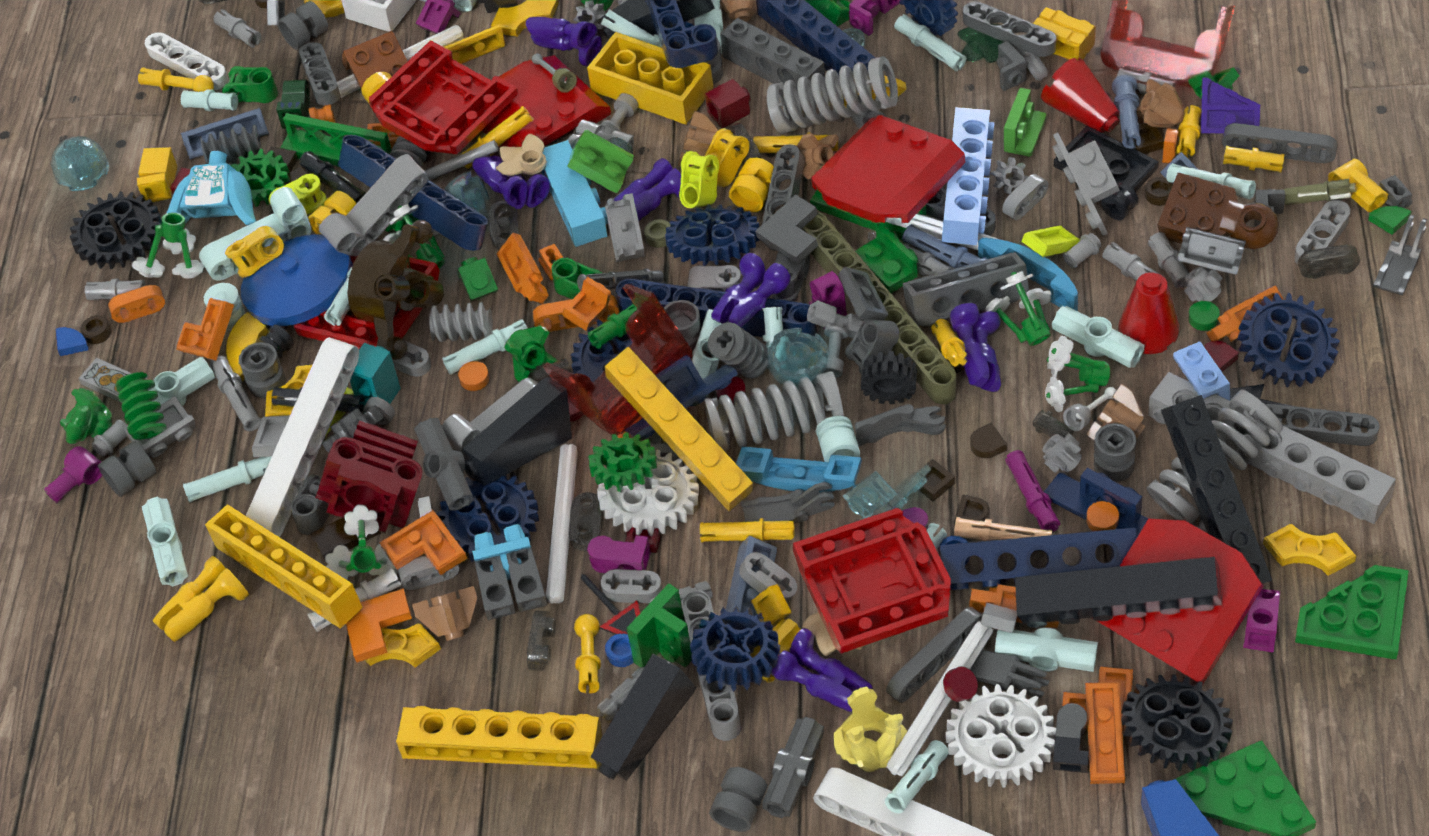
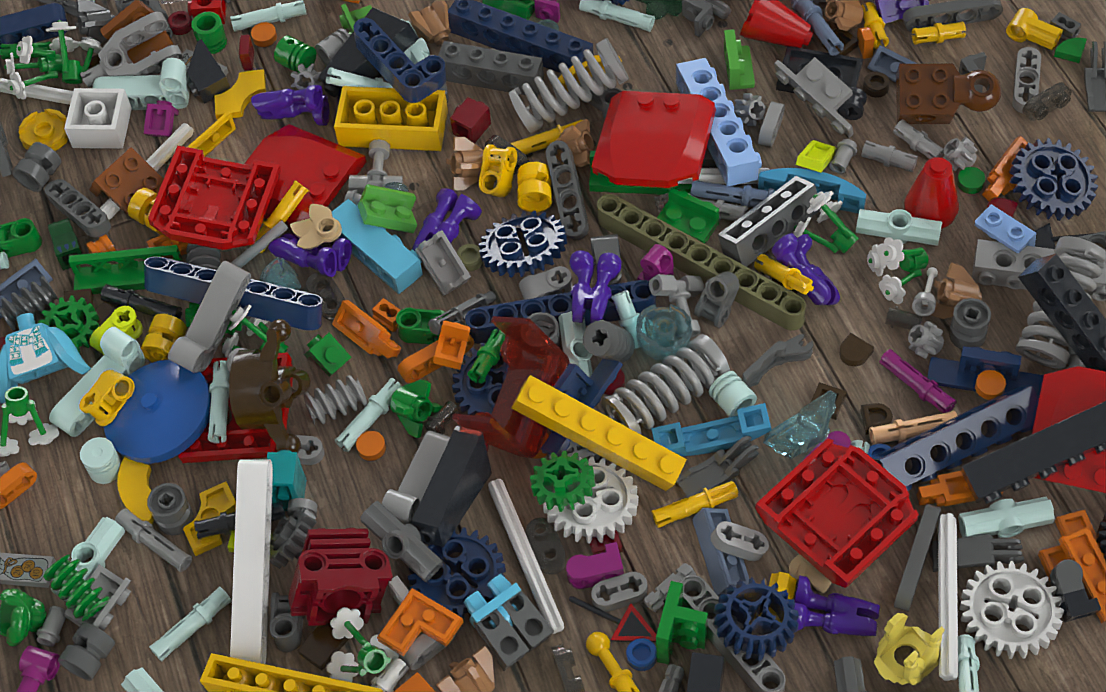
camera: 25 degrees left, 5 degrees up
(206, 339) = (105, 494): orange tile -> none
(268, 435) = (213, 569): light grey tile -> none
(278, 339) = (167, 473): black wheel -> none
(558, 75) = (310, 141): olive hinge -> none
(698, 181) = (487, 192): neon yellow piece -> none
(771, 605) = (756, 565): yellow tile -> none
(785, 232) = (588, 221): dark grey tile -> none
(862, 294) = (685, 251): dark grey plate -> none
(888, 377) = (748, 322): black tyre -> none
(960, 684) = (961, 577): dark red tile -> none
(999, 617) = (959, 505): light grey tile -> none
(1211, 250) = (957, 123): hinge -> none
(1243, 188) = (891, 64): light aqua pin -> none
(1319, 192) = (1010, 44): olive piece -> none

